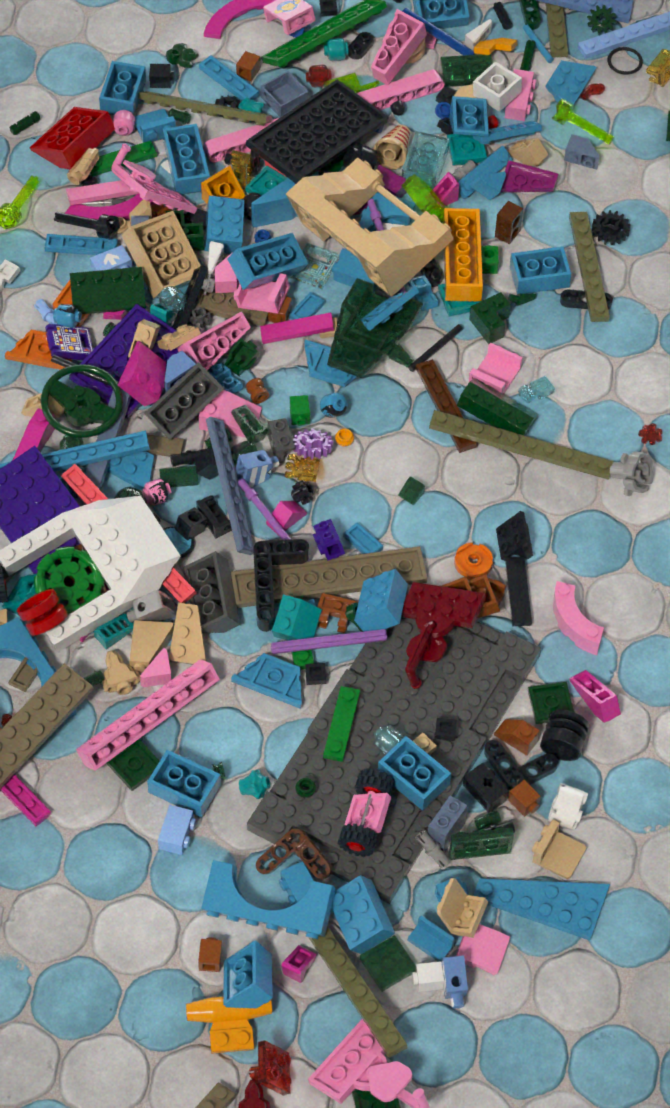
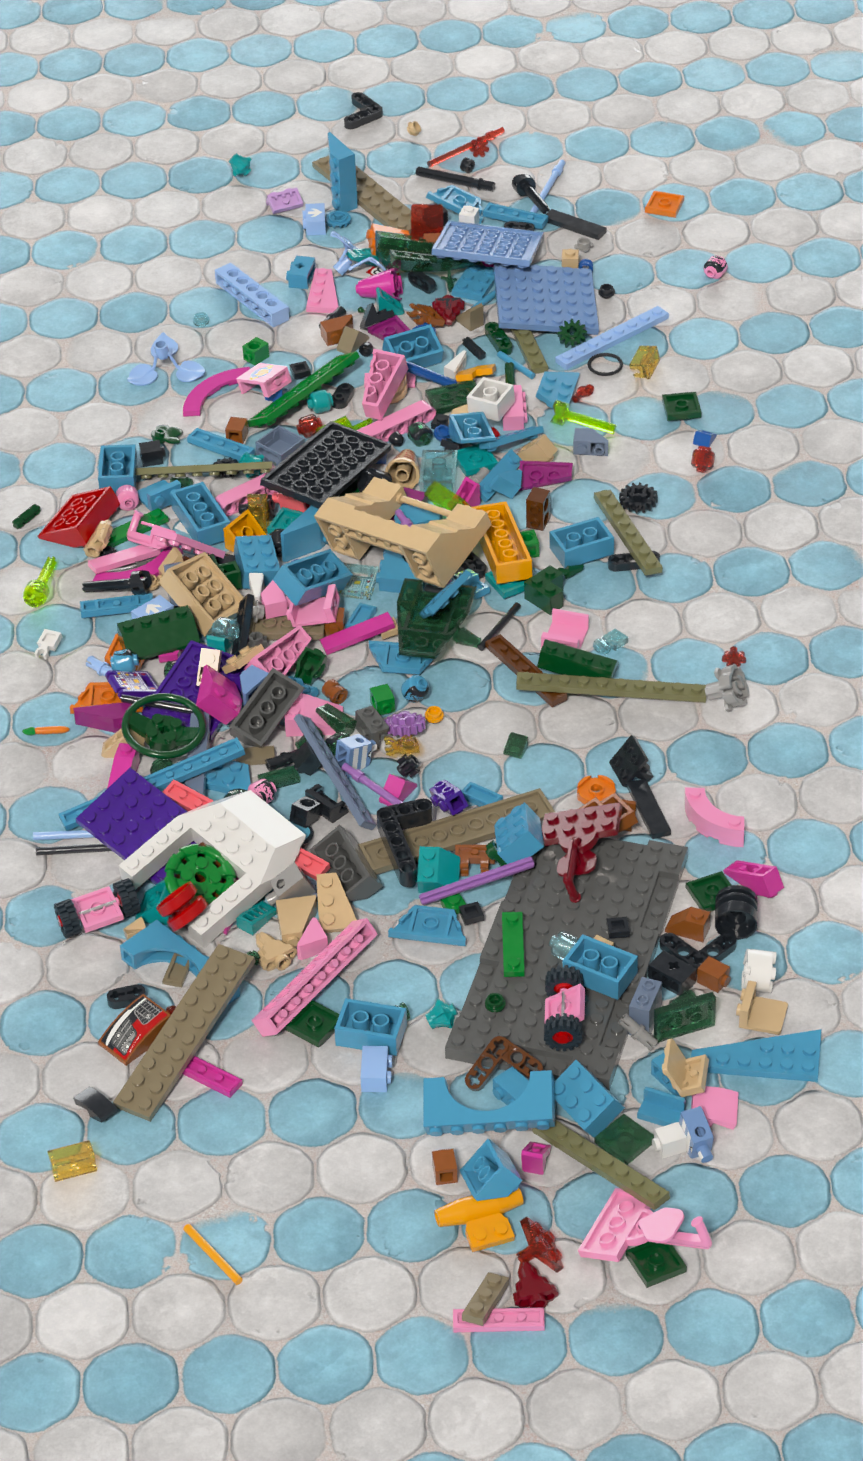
camera: 10 degrees left, 15 degrees down
(33, 371) = (101, 717): none -> magenta slope
(421, 106) = (419, 434): none -> head

